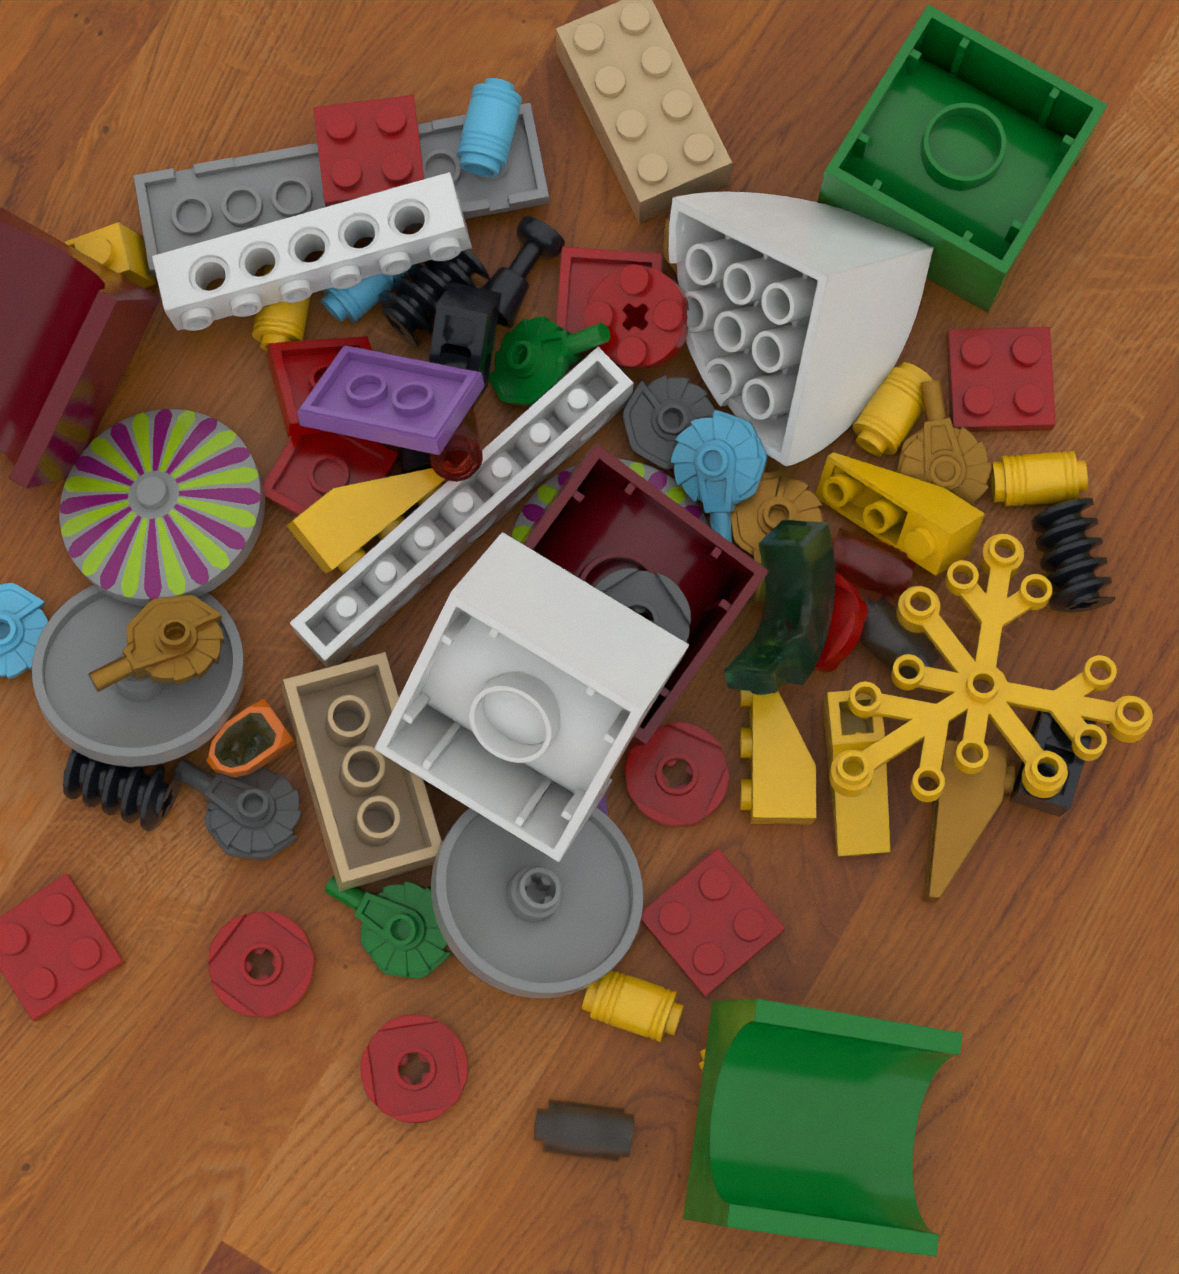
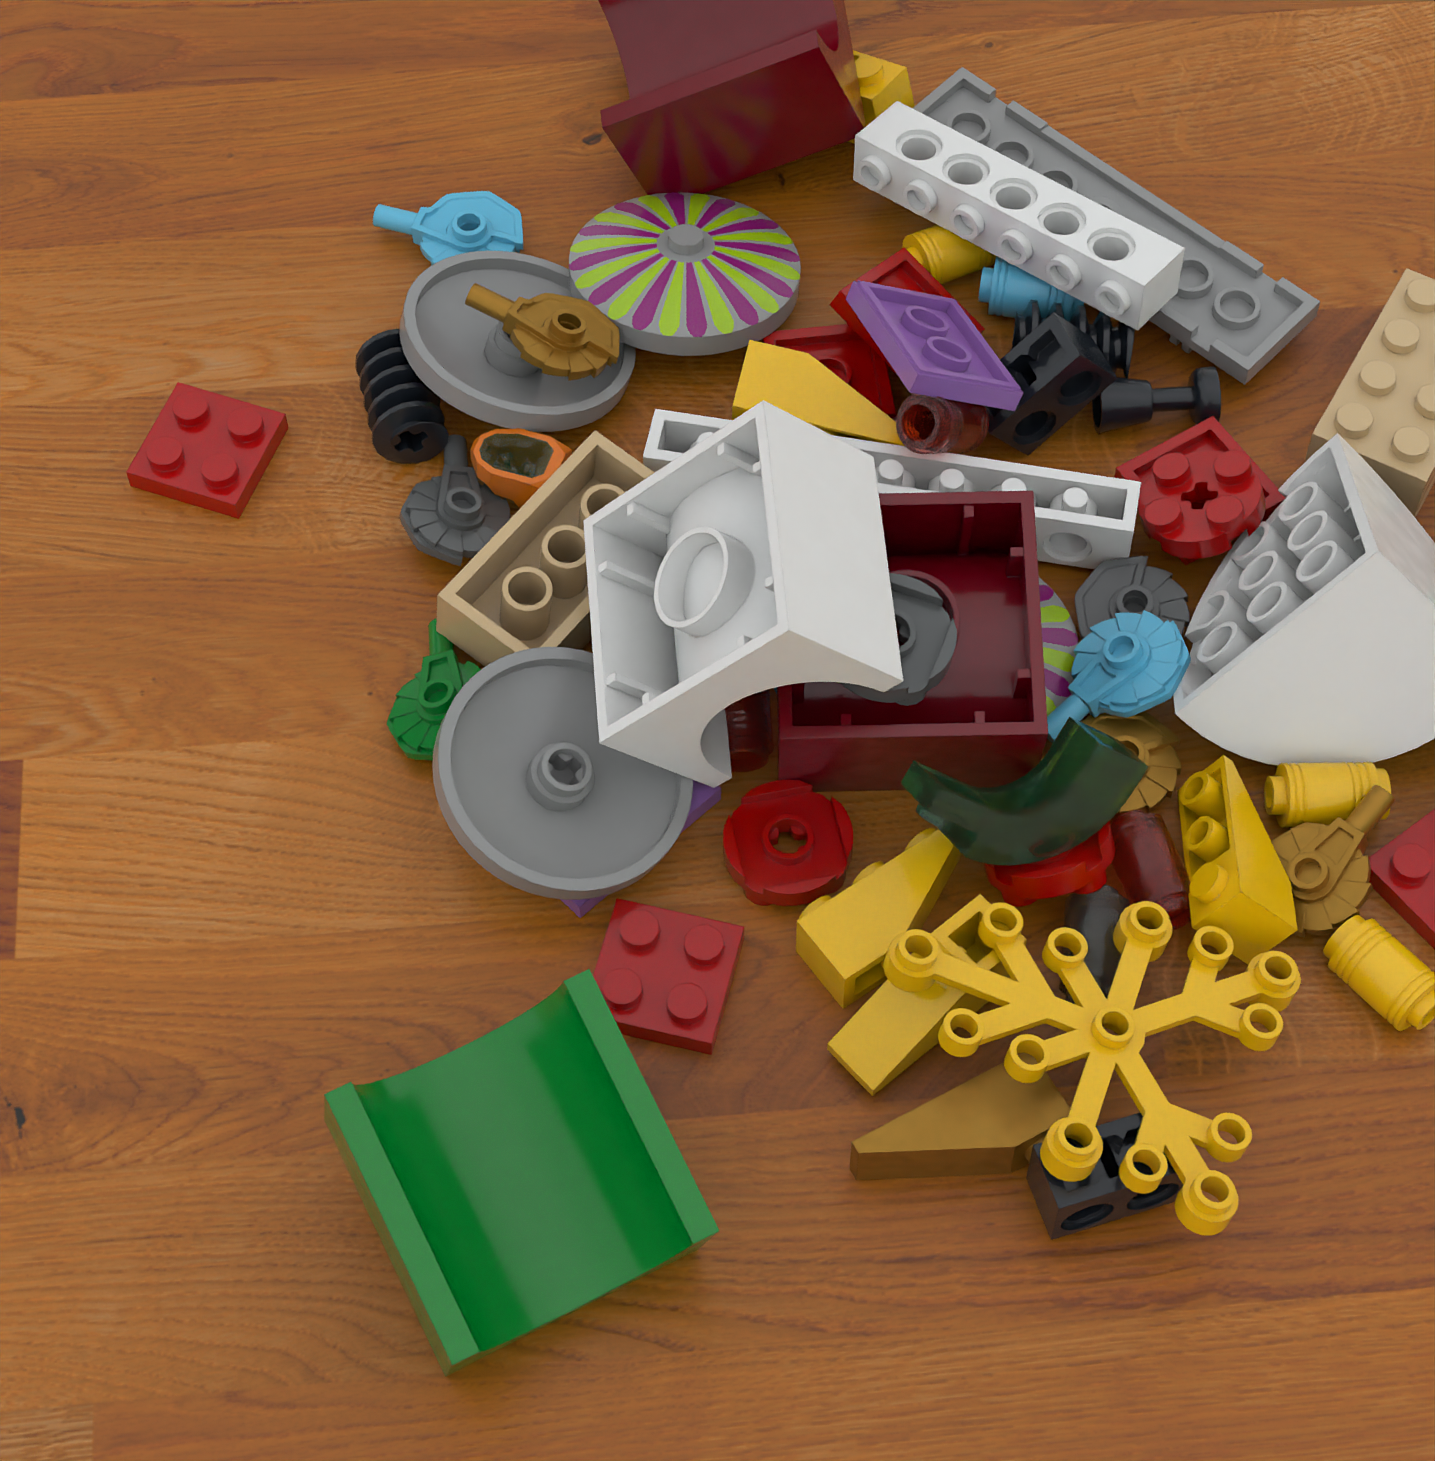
camera: 55 degrees right, 20 degrees down
(231, 970) = (323, 645): red plate -> none
(367, 147) = (1161, 196): red plate -> none
(390, 1050) = (318, 836): red plate -> none
(489, 127) = (1261, 274): medium azure head -> none
(537, 358) = (1099, 455): green piece -> none
(584, 1130) = (357, 990): clear smoke head -> none
(633, 1005) = (519, 948): yellow head -> none
(1070, 556) = (1334, 1056): black piece -> none

